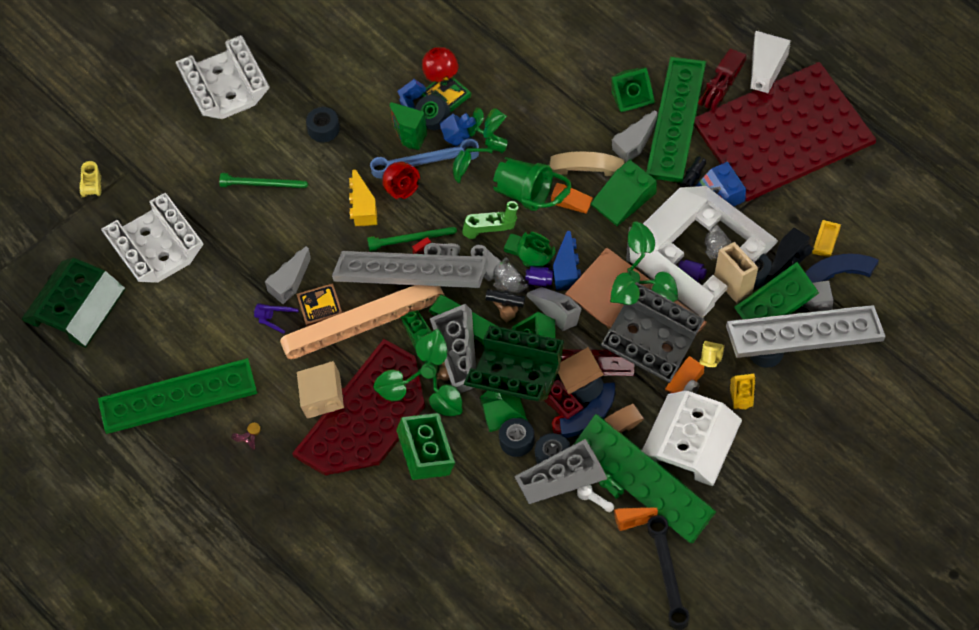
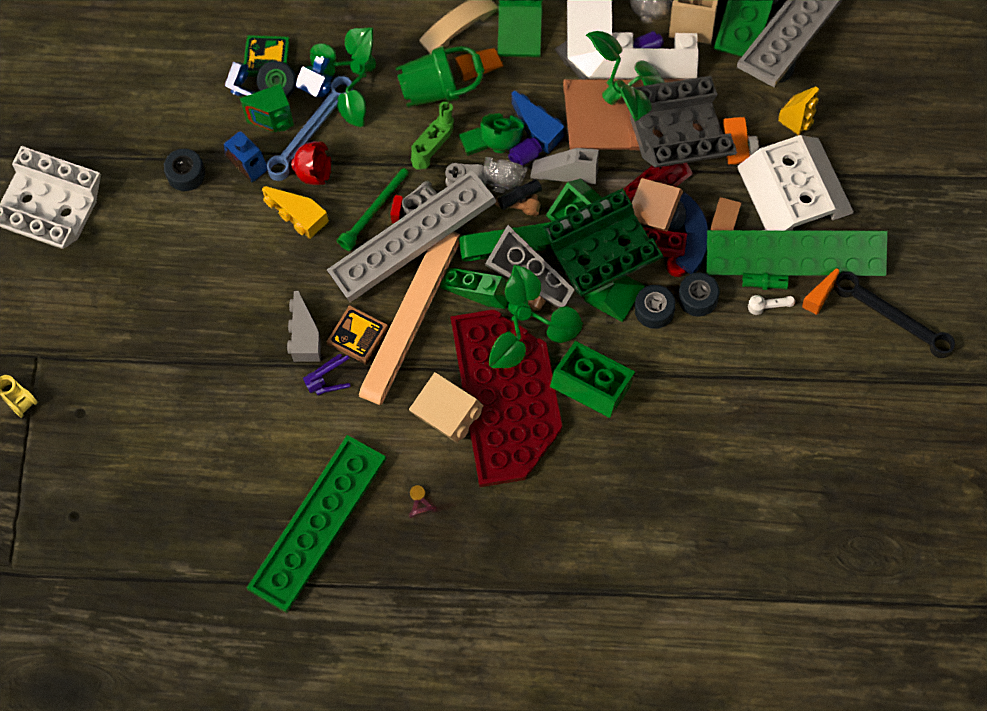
camera: 45 degrees left, 10 degrees up
(84, 303) = (138, 510): dark green slope -> none
(168, 236) = (148, 386): white slope -> none
(227, 180) = (148, 290): green piece -> none
(365, 137) = (241, 152): none -> blue torso
(439, 64) = (236, 33): red cylinder -> none
(561, 473) = (732, 304): light grey wedge -> none
(711, 354) = (739, 102): light yellow piece -> none

